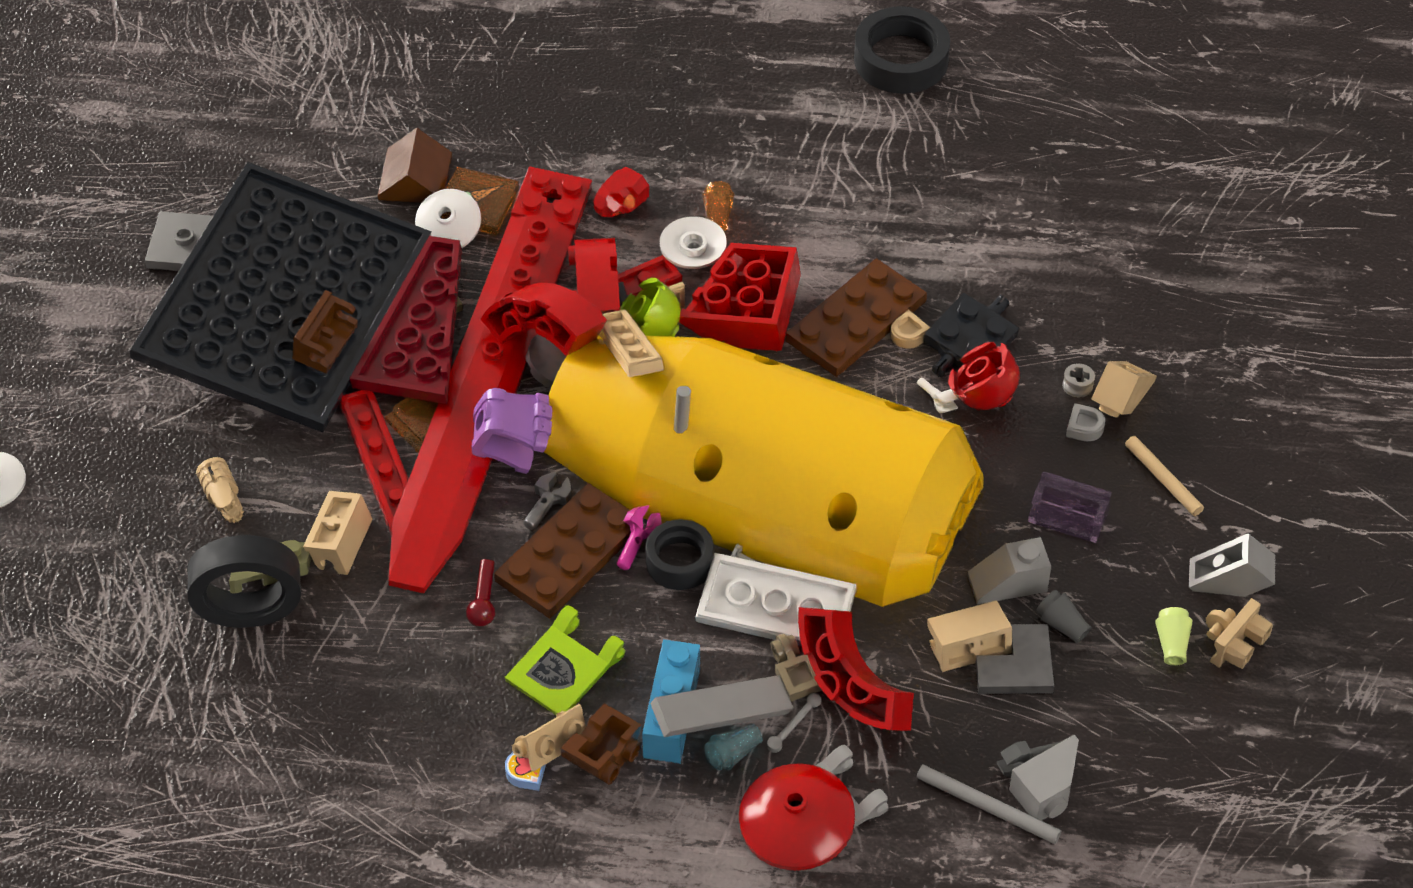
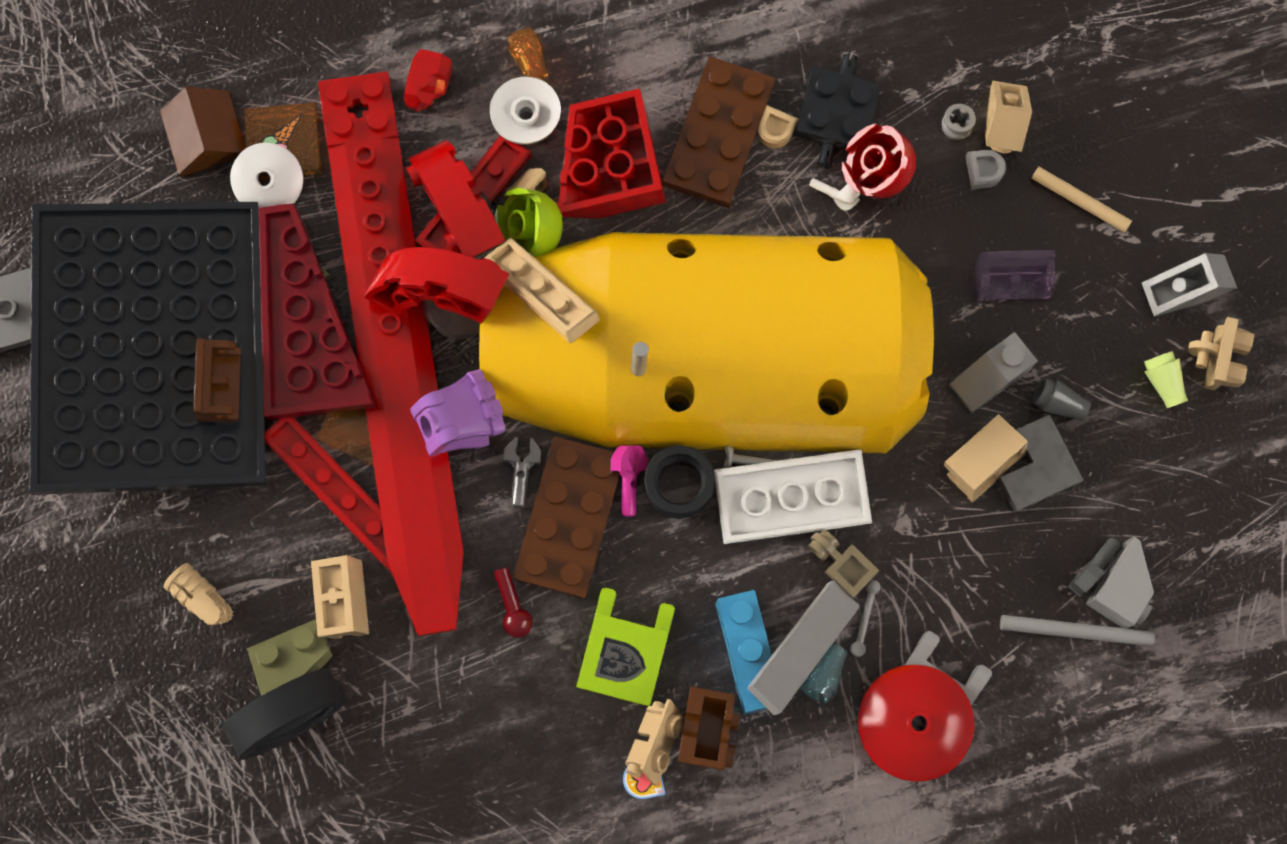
camera: 25 degrees left, 25 degrees up
(844, 675) = (899, 559): red brick -> none

